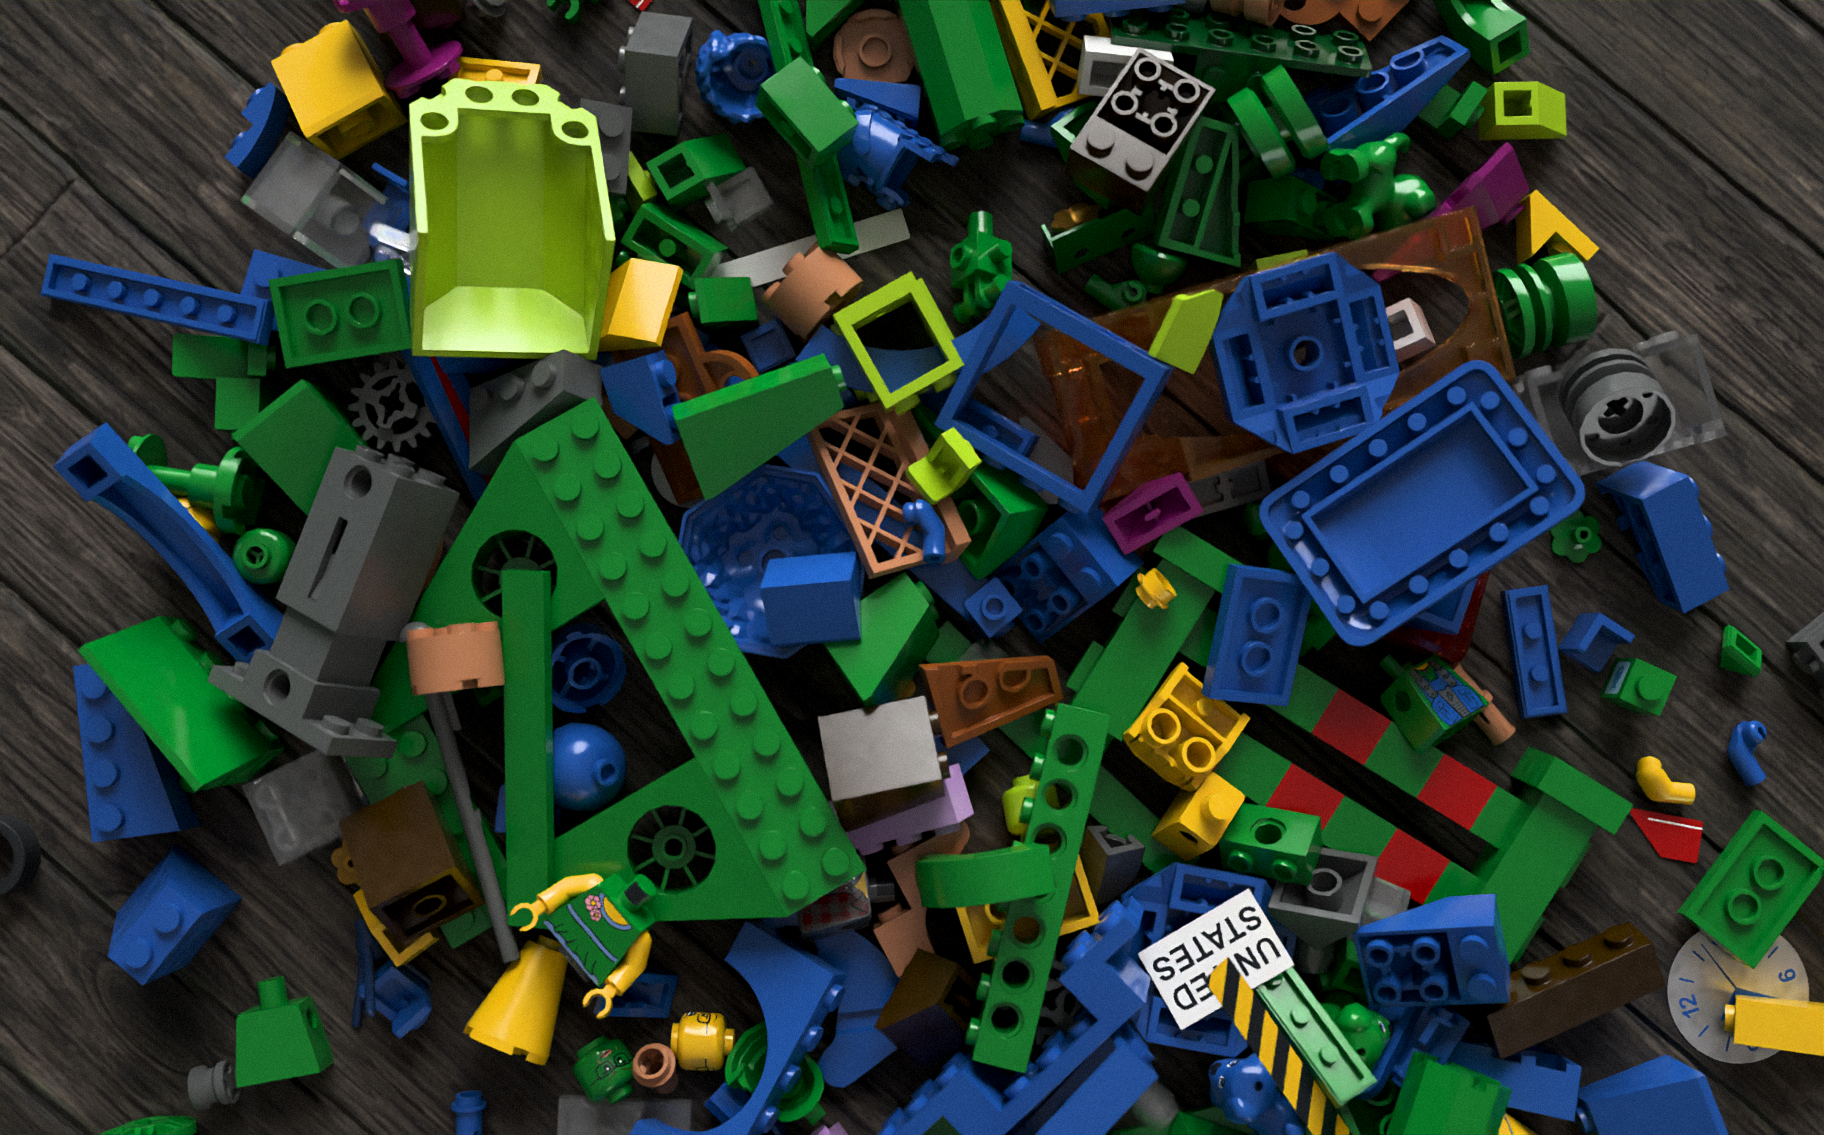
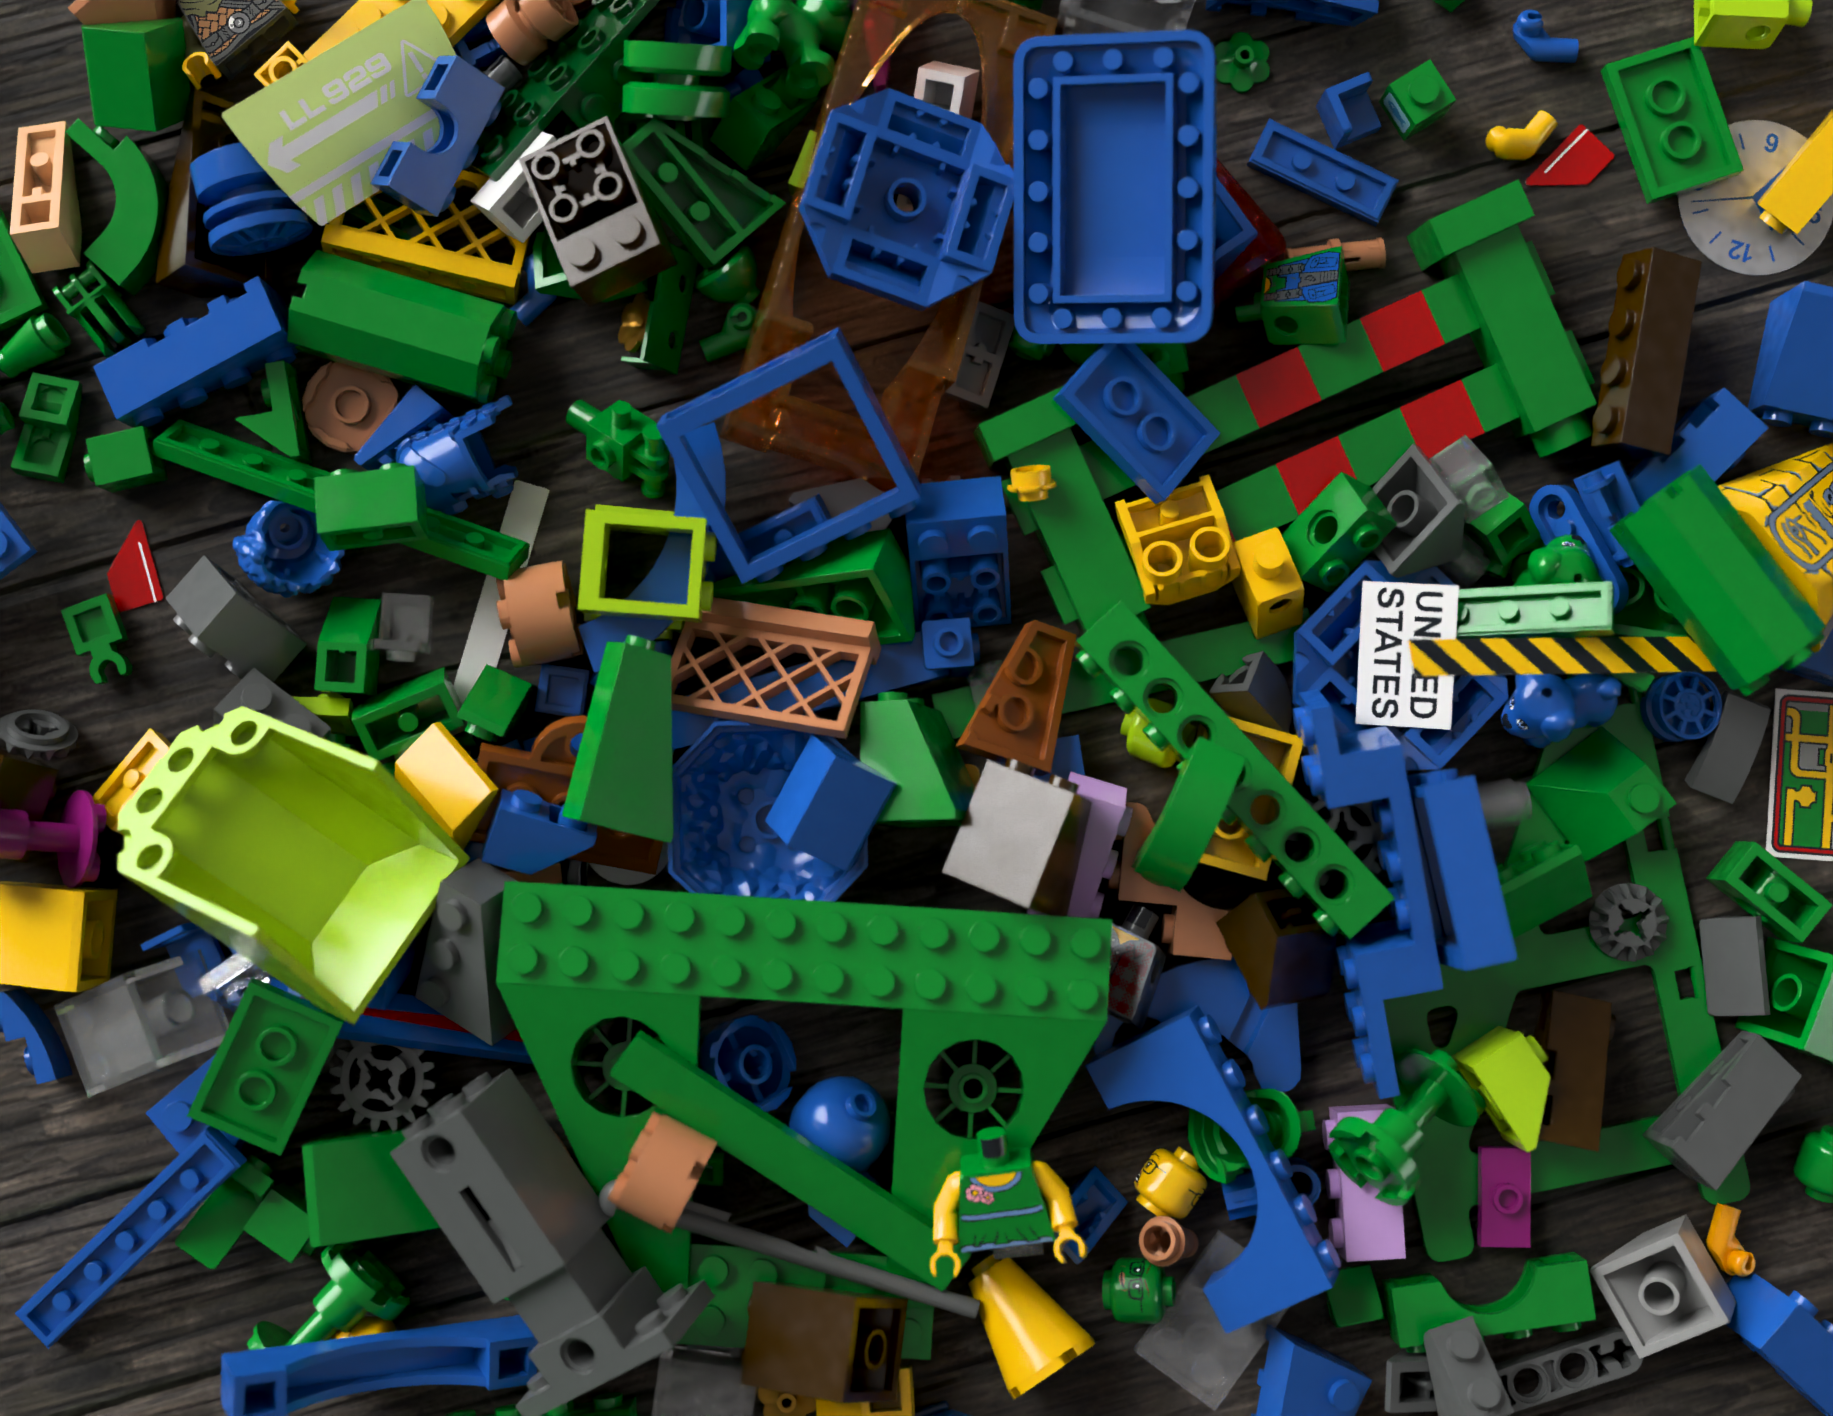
camera: 50 degrees left, 0 degrees up
(263, 556) = (446, 1279): green head -> none
(933, 529) = (837, 649): blue arm -> none
(944, 467) = (788, 601): lime bracket -> none
(1151, 511) = (958, 437): magenta slope -> none
(1187, 329) = (813, 292): lime slope -> none
(1436, 955) = (1535, 451): blue slope -> none

